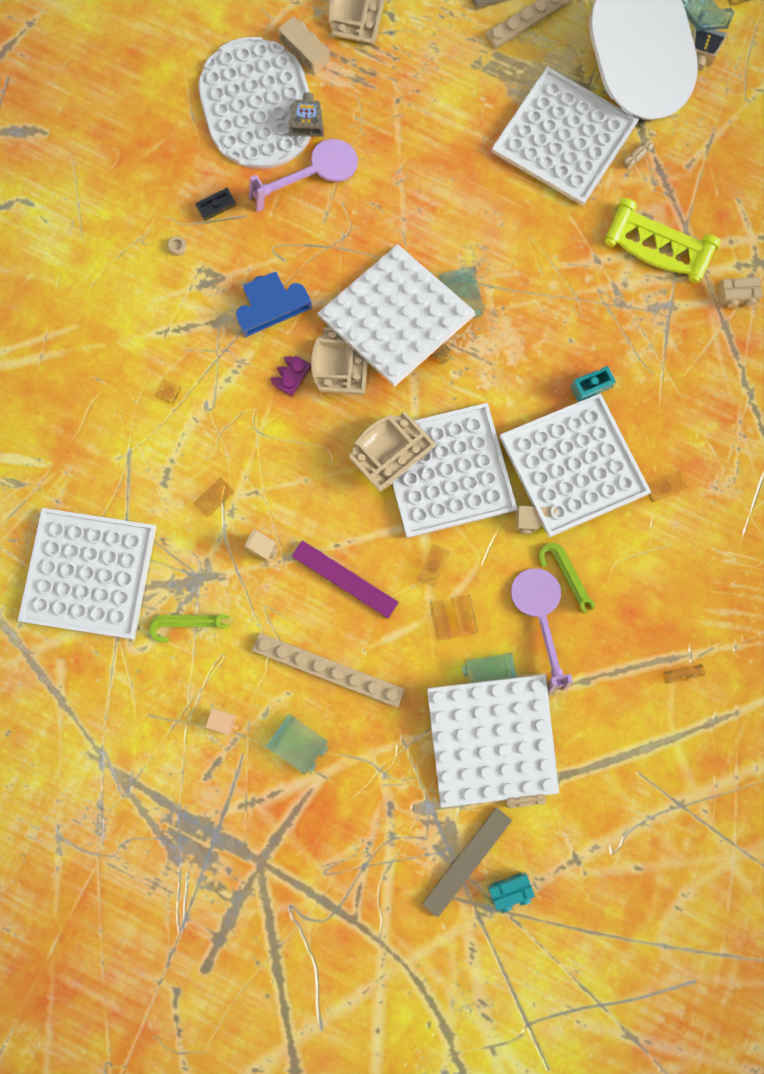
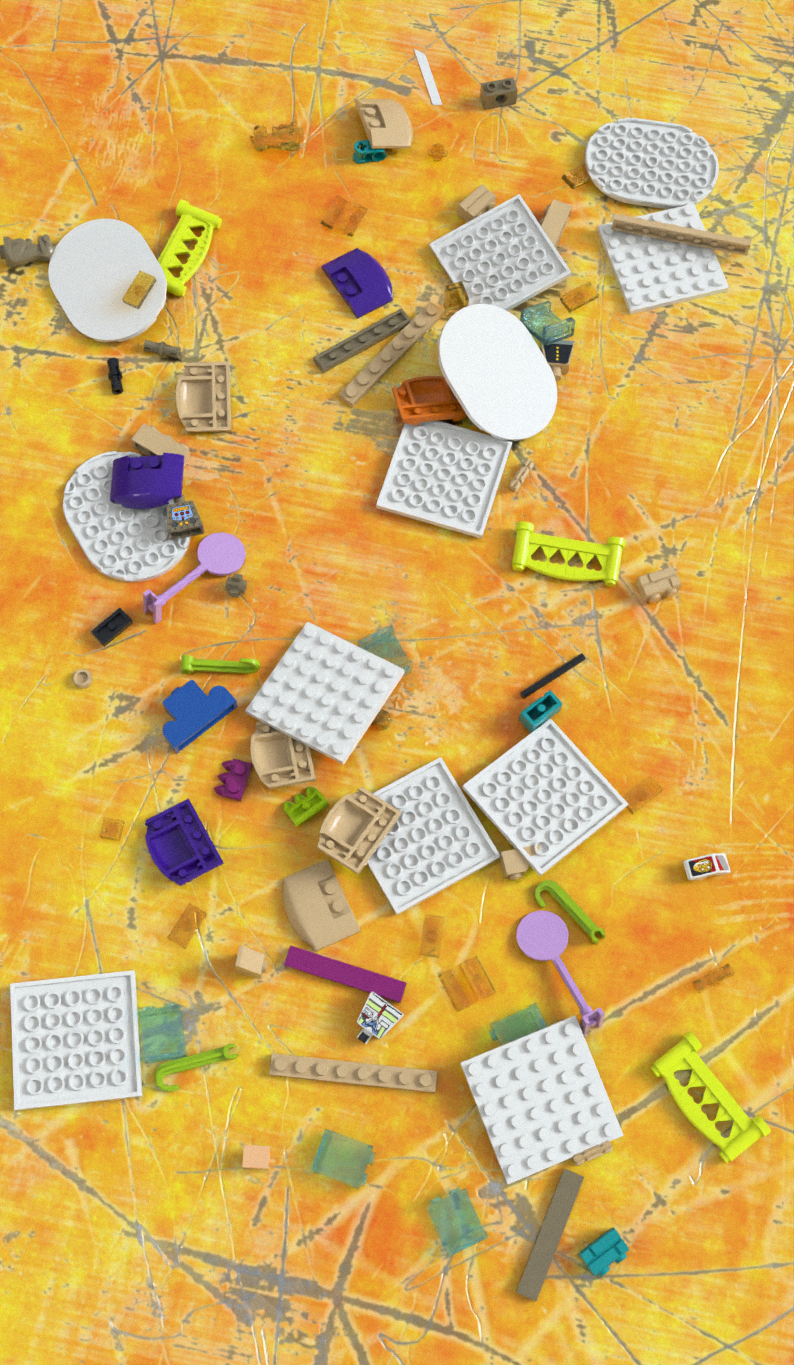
camera: 15 degrees left, 10 degrees down
(166, 588) = (162, 1033): none -> clear light blue panel
(226, 421) = (181, 844): none -> dark purple slope
(283, 72) = (147, 480): none -> dark purple slope
(327, 271) = (244, 666): none -> lime piece
(337, 511) = (318, 906): none -> tan slope
(340, 193) = (236, 585): none -> dark tan gear
(350, 416) = (305, 806): none -> lime plate
(363, 626) = (377, 1018): none -> torso
(385, 827) = (456, 1221): none -> clear light blue panel
(568, 58) = (427, 400): none -> orange slope
(614, 353) = (553, 675): none -> black bar
(671, 819) = (743, 1130): none -> neon yellow piece
(708, 569) = (706, 866): none -> slope

